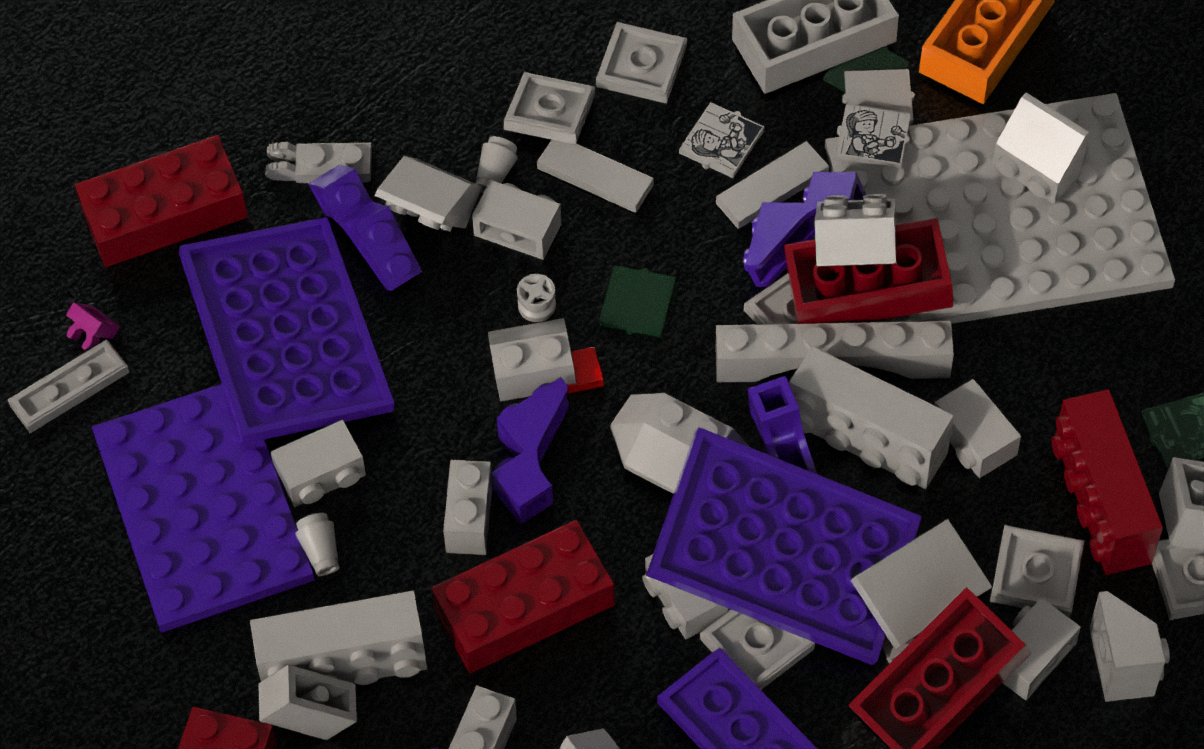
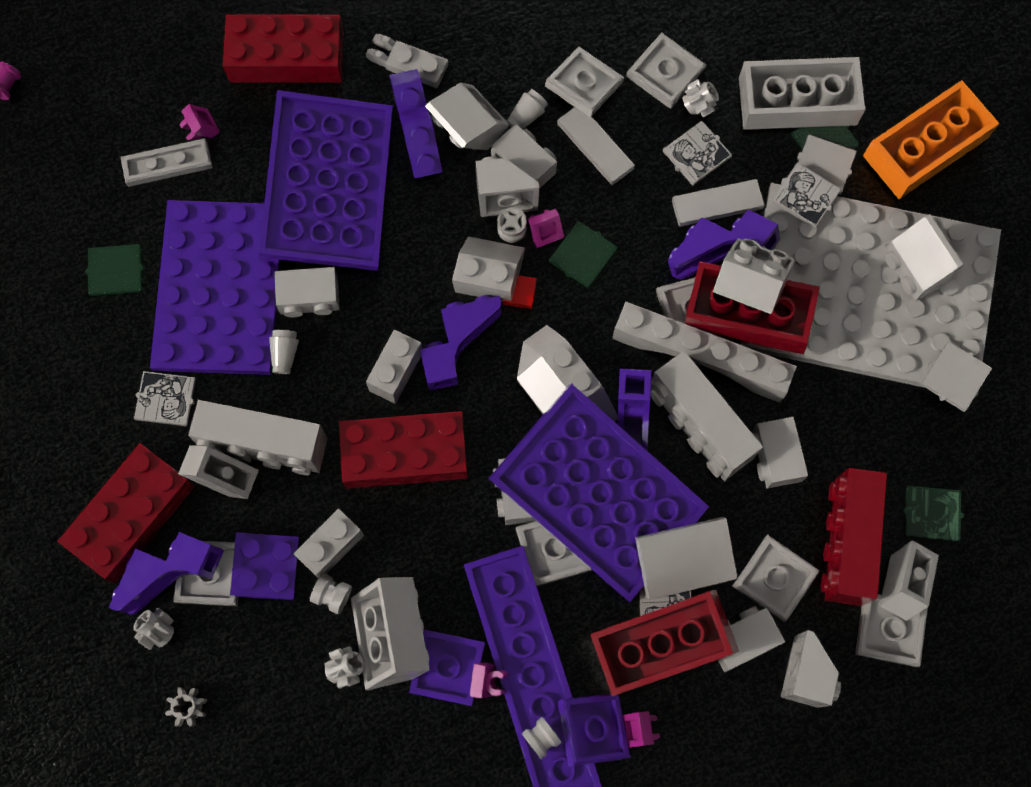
camera: 20 degrees right, 15 degrees up
(58, 534) = (114, 270): none -> clear green piece
(192, 657) = (165, 398): none -> piece
(507, 251) = (504, 186): none -> light grey slope
(579, 285) = (546, 227): none -> magenta tile
(698, 75) = (700, 98): none -> light grey gear
(1140, 267) = (956, 376): none -> light grey piece

